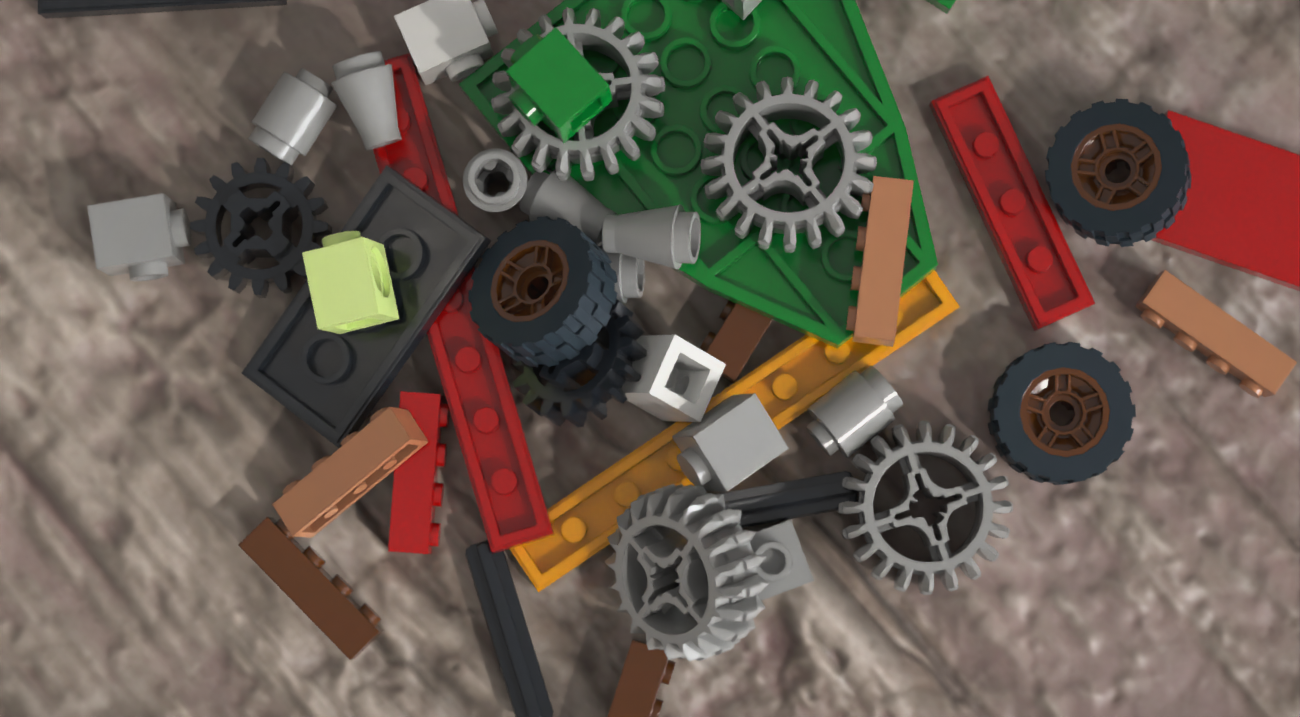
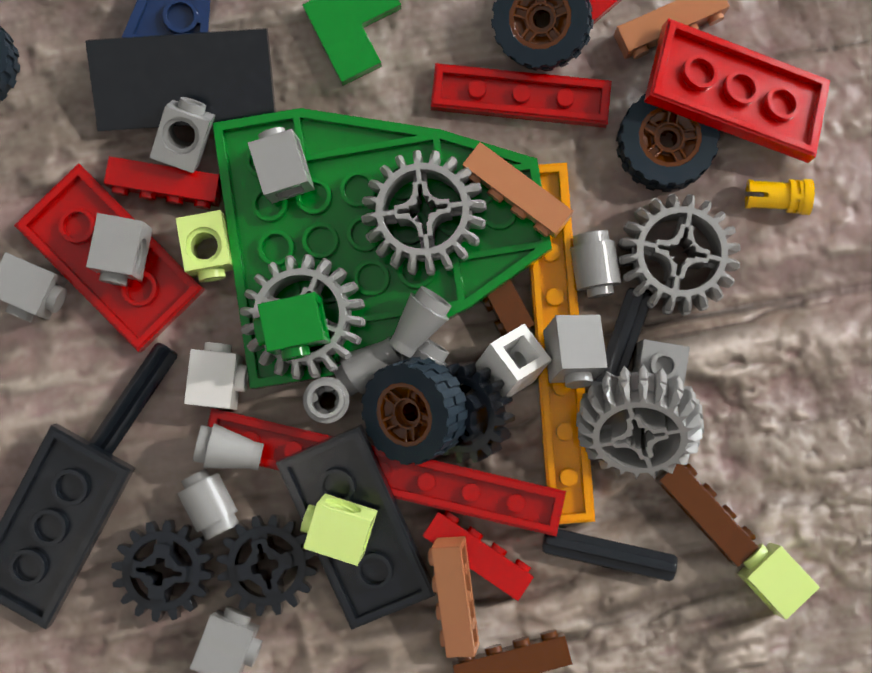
camera: 60 degrees left, 0 degrees up
(161, 115) = (161, 590): none -> black gear
(1081, 607) = (793, 196): none -> yellow pin
(1172, 464) = (737, 91): none -> red tile

